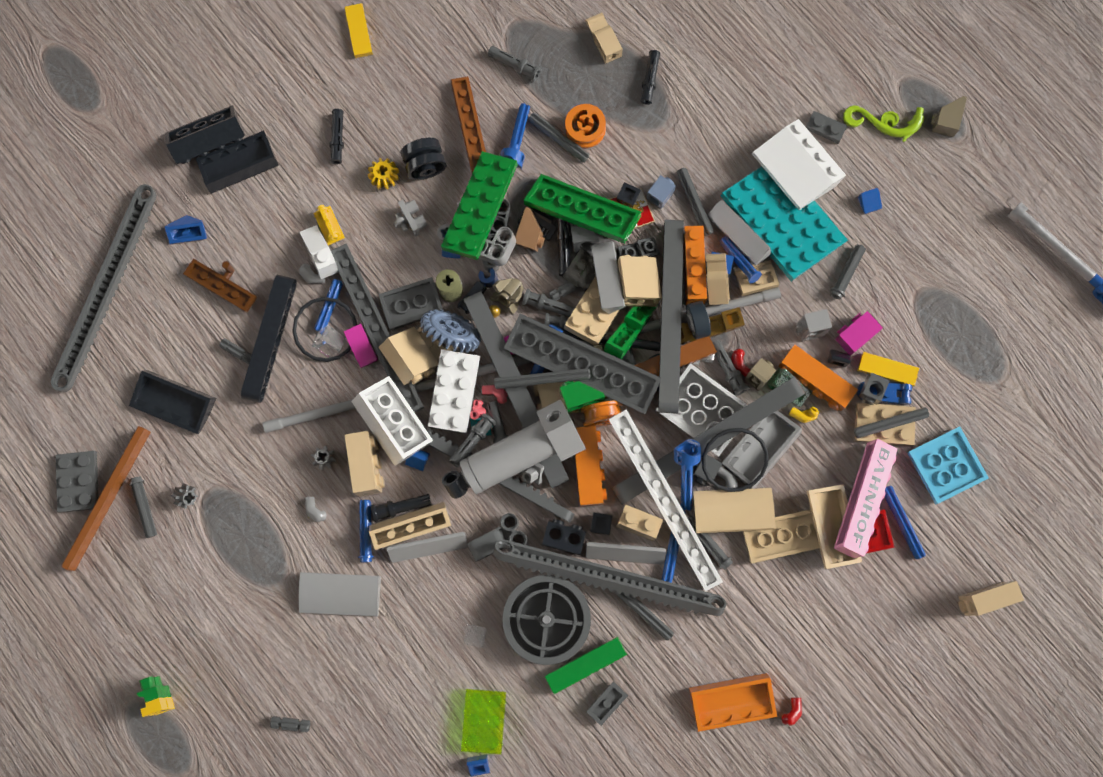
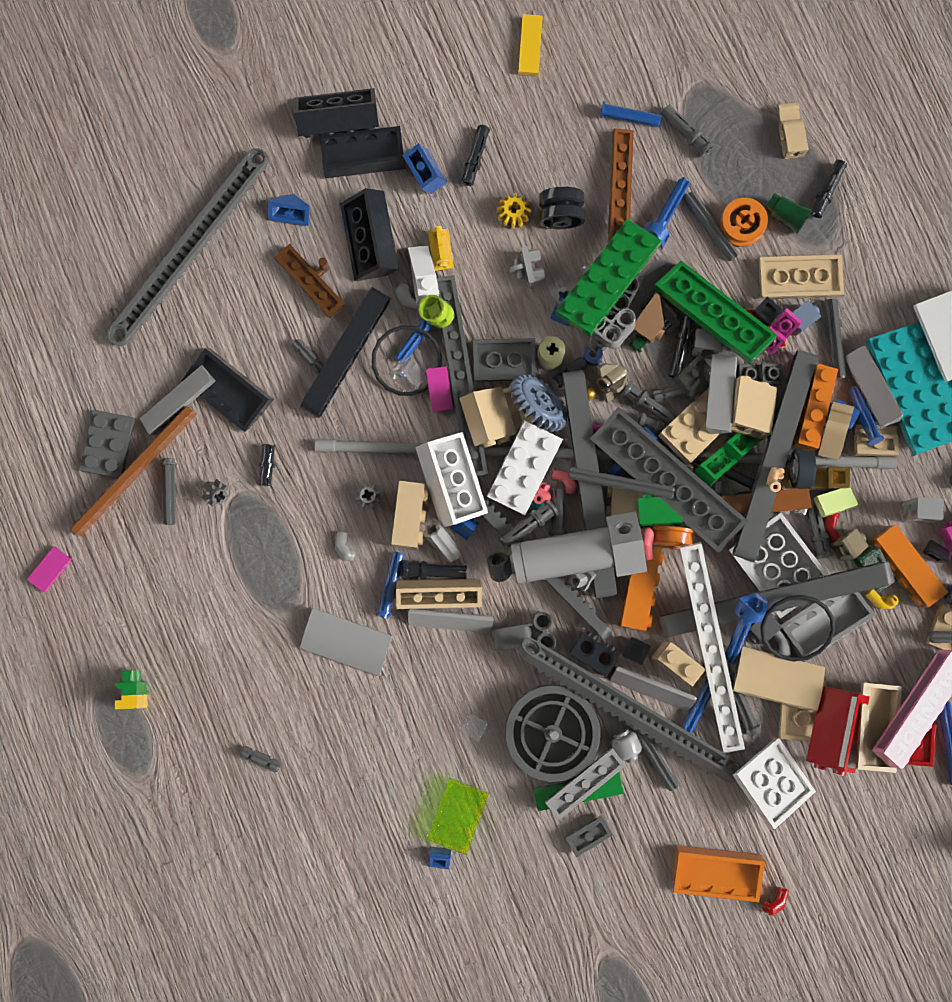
camera: 10 degrees right, 5 degrees up
(52, 609) = (49, 569): none -> dark pink tile
(128, 424) = (177, 400): none -> light grey slope
(225, 457) = (266, 465): none -> black pin
(262, 230) = (369, 235): none -> black slope
(294, 160) = (424, 168): none -> blue brick
(337, 278) = (436, 311): none -> lime wheel
(400, 478) = (442, 542): none -> light grey axle
(461, 64) = (630, 115): none -> blue axle
(525, 255) = (638, 343): none -> dark green piece
(579, 422) = (648, 536): none -> coral arm
(588, 656) = (585, 783): none -> light grey plate
(616, 611) = (626, 745): none -> light grey head
(621, 106) = (788, 212): none -> dark green plant
(645, 204) = (783, 327): none -> dark pink slope
(649, 157) = (801, 276): none -> tan plate
(672, 334) = (774, 474): none -> light nougat arm
(737, 340) = (835, 501): none -> yellowish green tile
(757, 605) = (774, 783): none -> white plate
(795, 540) = (834, 730): none -> red panel

